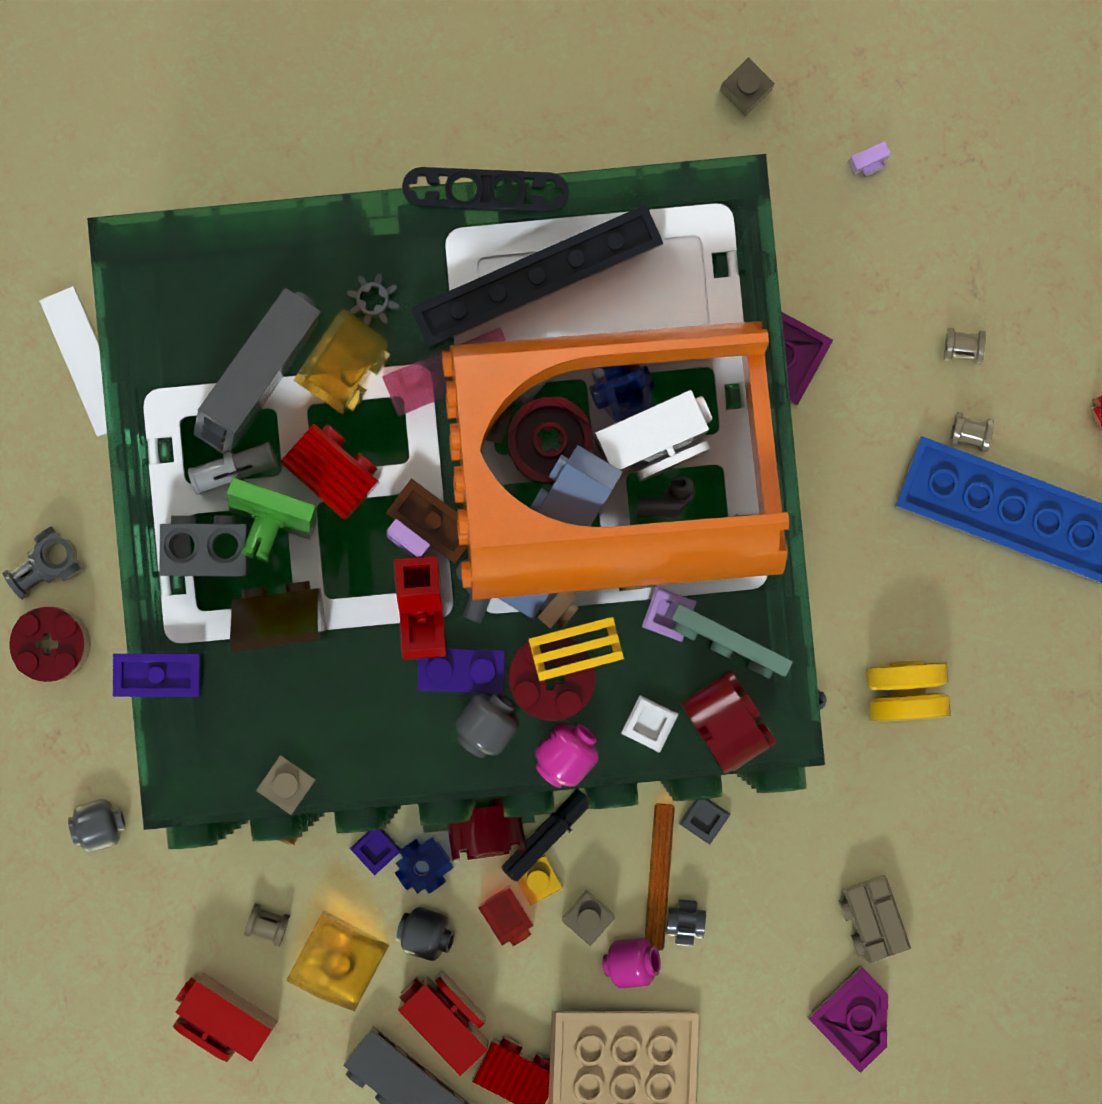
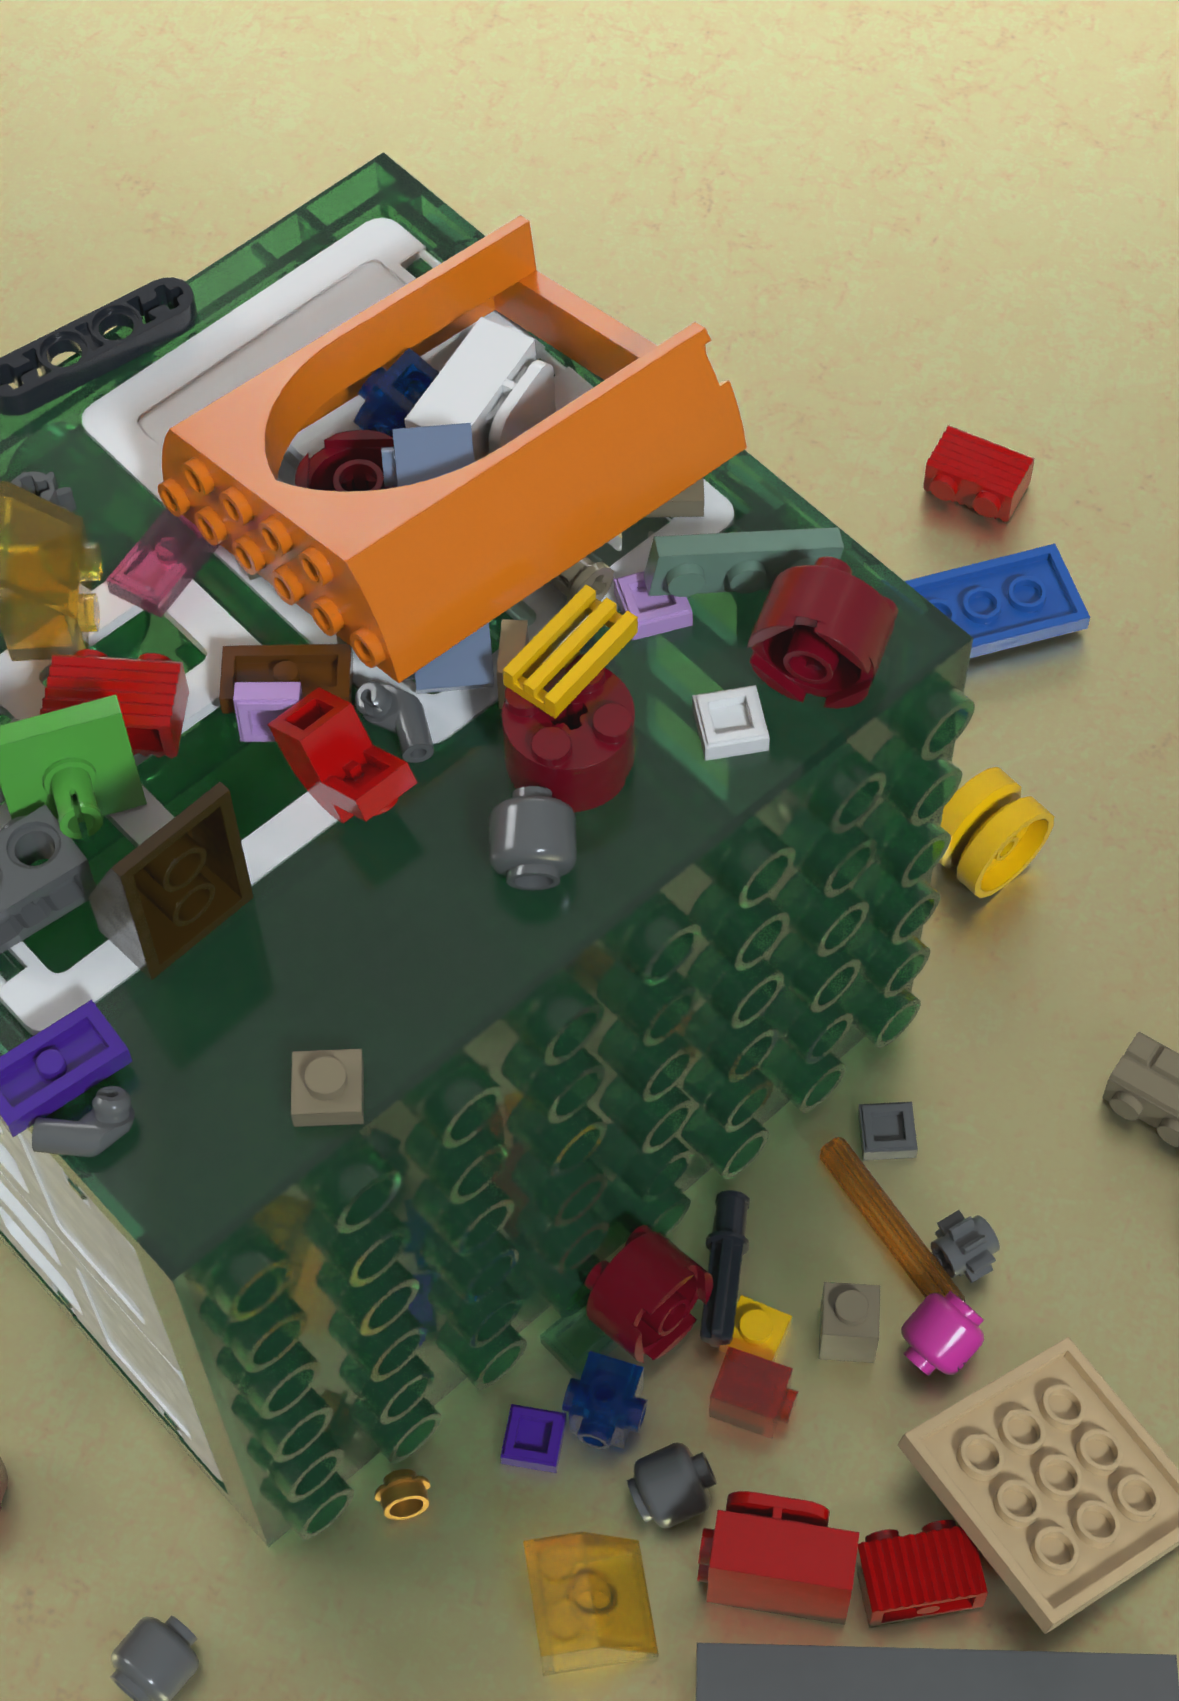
camera: 30 degrees left, 30 degrees down
(153, 724) = (91, 1134): none -> dark grey arm
(267, 925) = (466, 1623): dark tan bush -> none
(463, 671) = (446, 815): dark purple plate -> none
(537, 276) = (232, 355): black plate -> none
(566, 755) = (660, 806): dark pink head -> none

